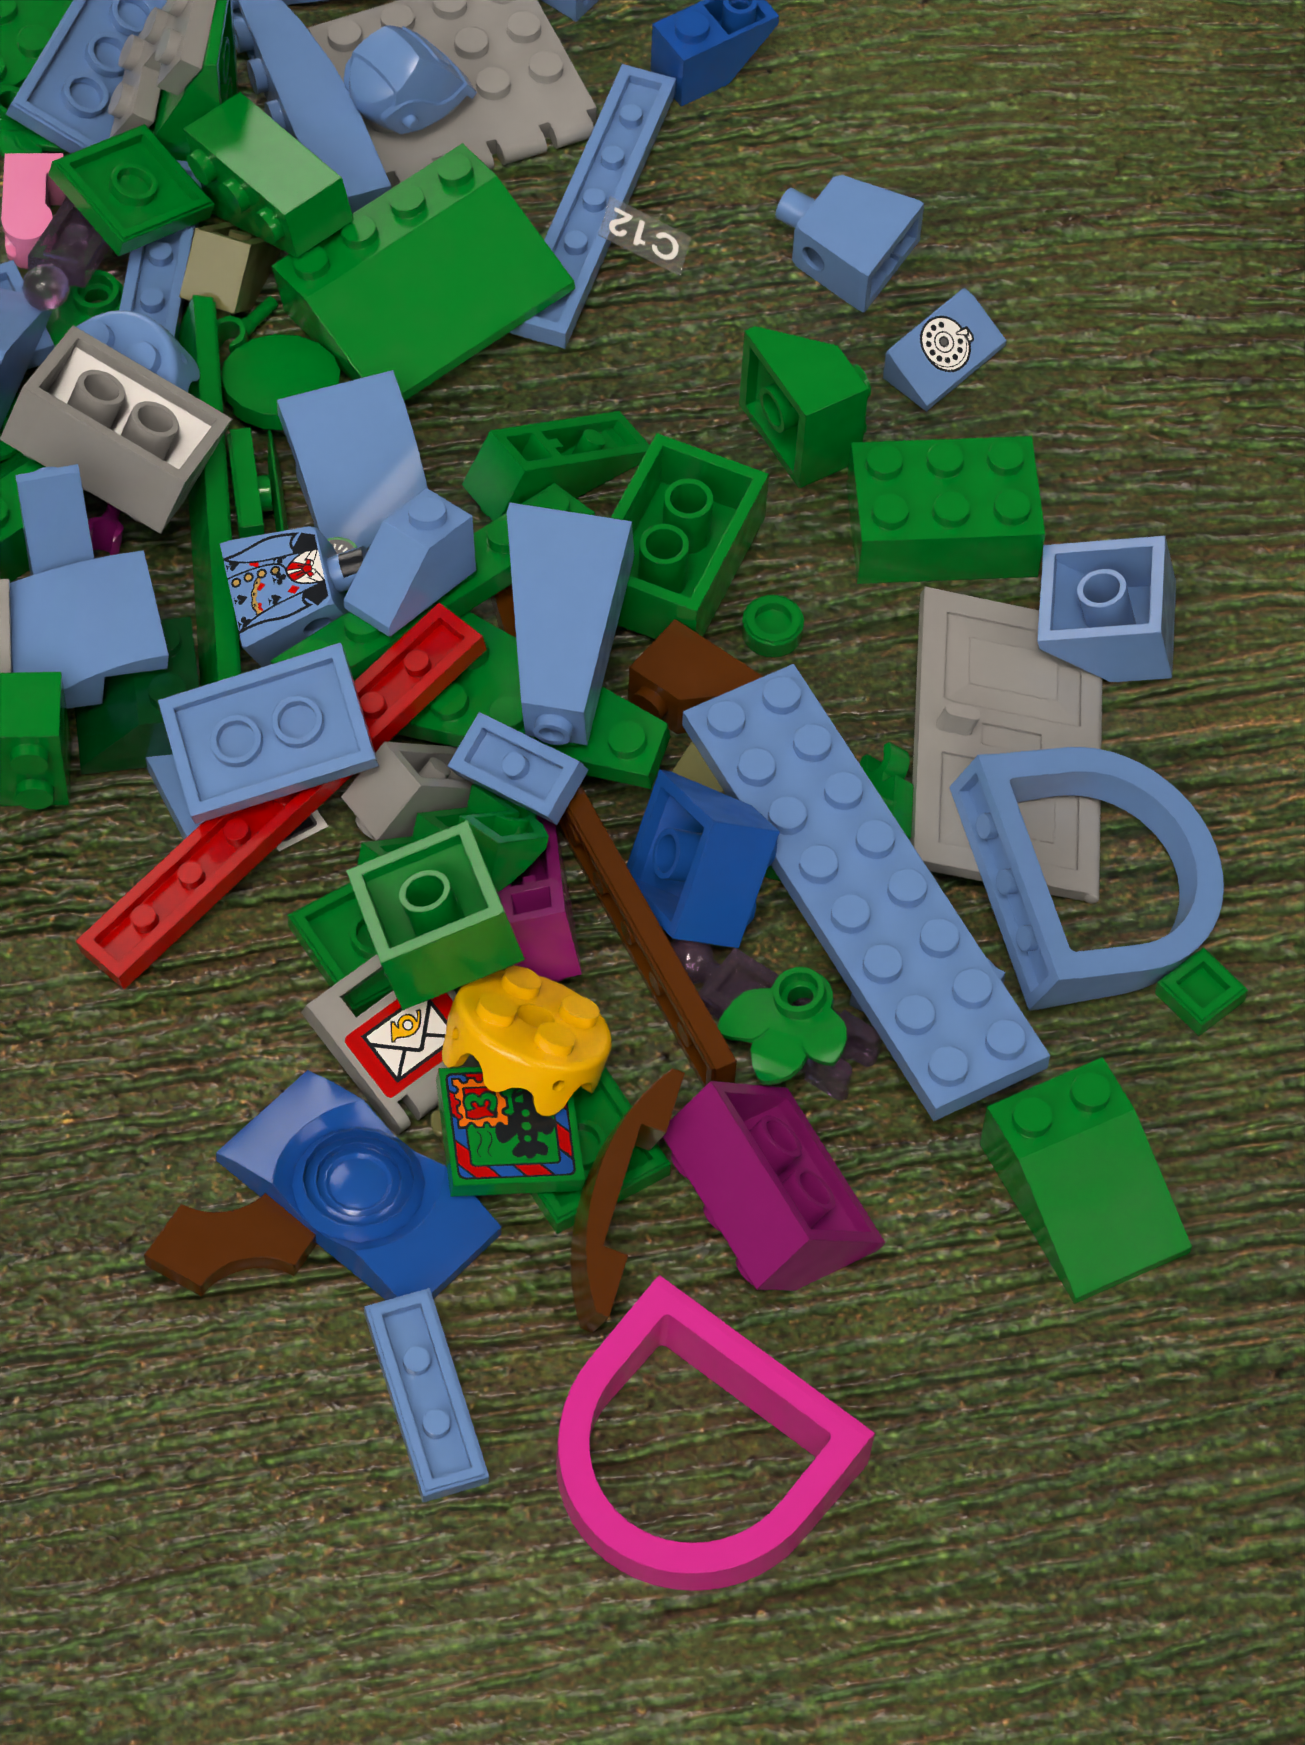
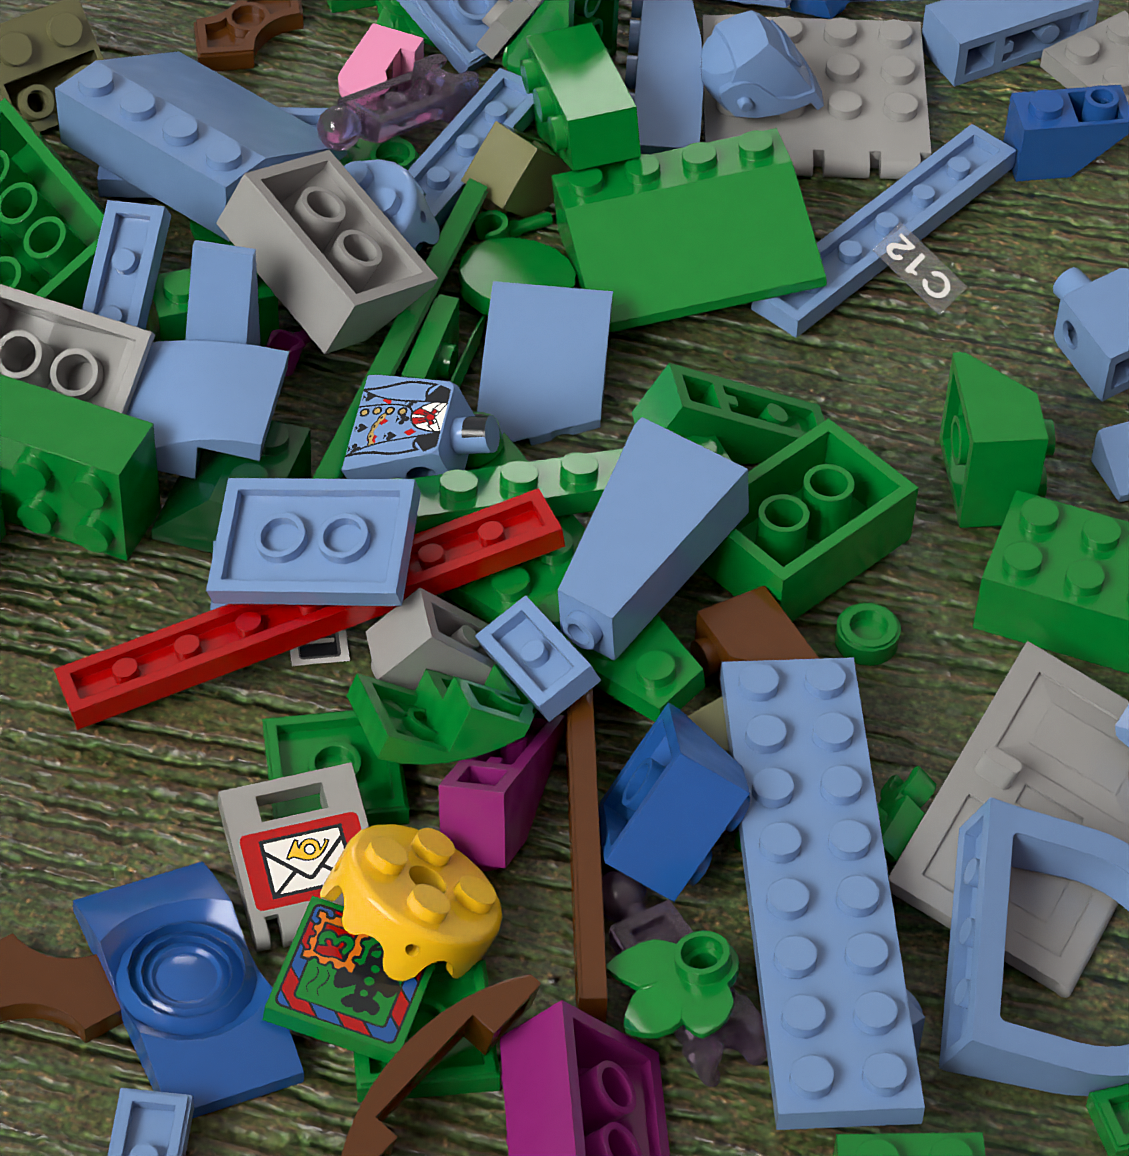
camera: 25 degrees right, 10 degrees down
(131, 189) = (462, 80): green tile -> none
(412, 562) = (529, 441): medium blue slope -> none
(434, 915) = (370, 749): green slope -> none

